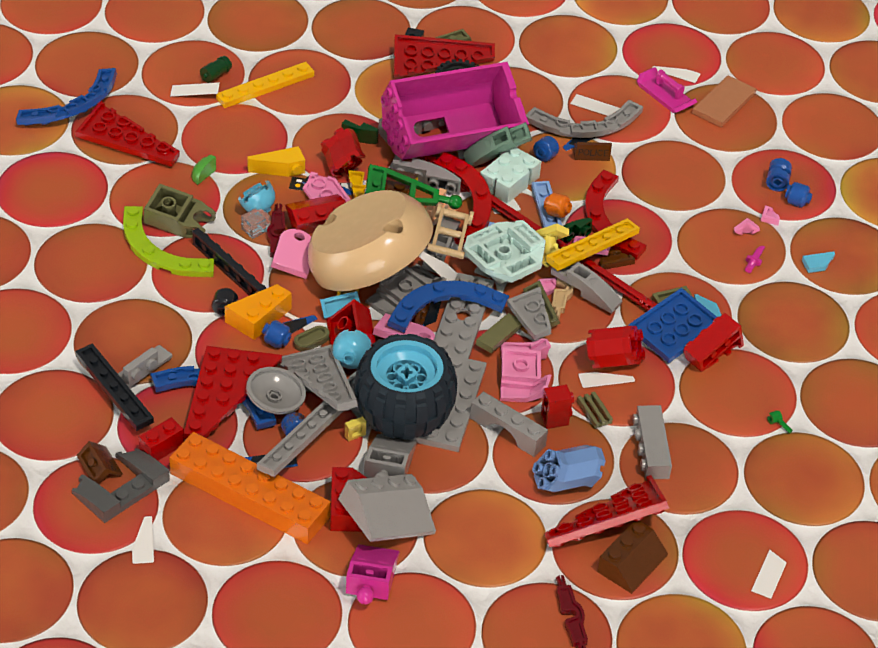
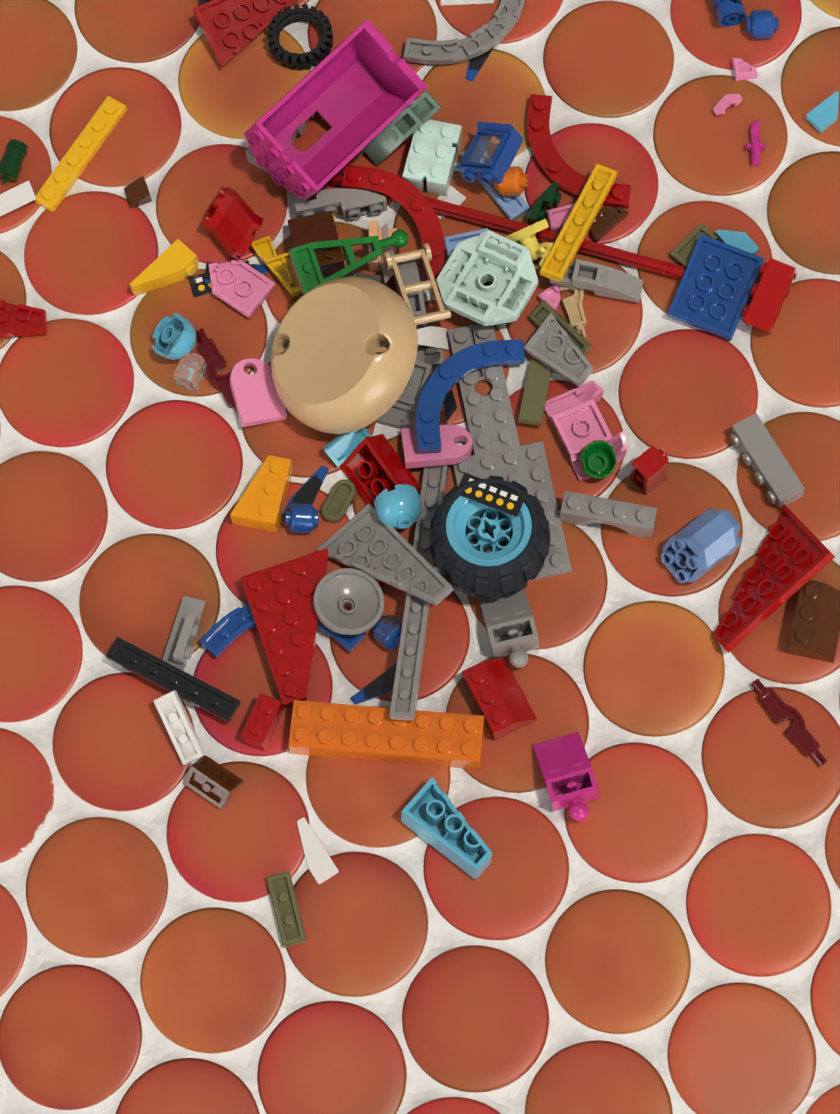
camera: 15 degrees left, 25 degrees up
(96, 567) = (286, 909): none -> olive tile
(98, 416) = (179, 727): none -> white tile
(105, 505) = (255, 826): dark grey wedge -> none
(156, 257) = (99, 472): lime plate -> none
(176, 211) = (104, 404): olive brick -> none
(203, 169) = (84, 321): bright green brick -> none
(222, 298) = (220, 501): black head -> none
(226, 263) = (190, 446): black plate -> none
(252, 563) = (444, 828): none -> medium azure wedge
(290, 118) = (138, 193): none -> reddish brown slope
(311, 213) = (250, 323): red slope -> none
(355, 428) = (452, 602): light yellow plate -> none
(365, 132) = (238, 176): dark green slope -> none
(388, 507) = (548, 694): light grey slope -> none
(421, 349) = (492, 495): none -> black sticker
(521, 385) = (598, 459): none -> green hair
(546, 148) = (452, 95): blue head -> none
(552, 181) = (490, 153): none -> blue window
(592, 151) = (503, 71): reddish brown panel -> none
(595, 379) = (668, 399): white sticker -> none
(597, 408) = (688, 437): olive tile -> none
(615, 346) = (671, 355): red brick -> none

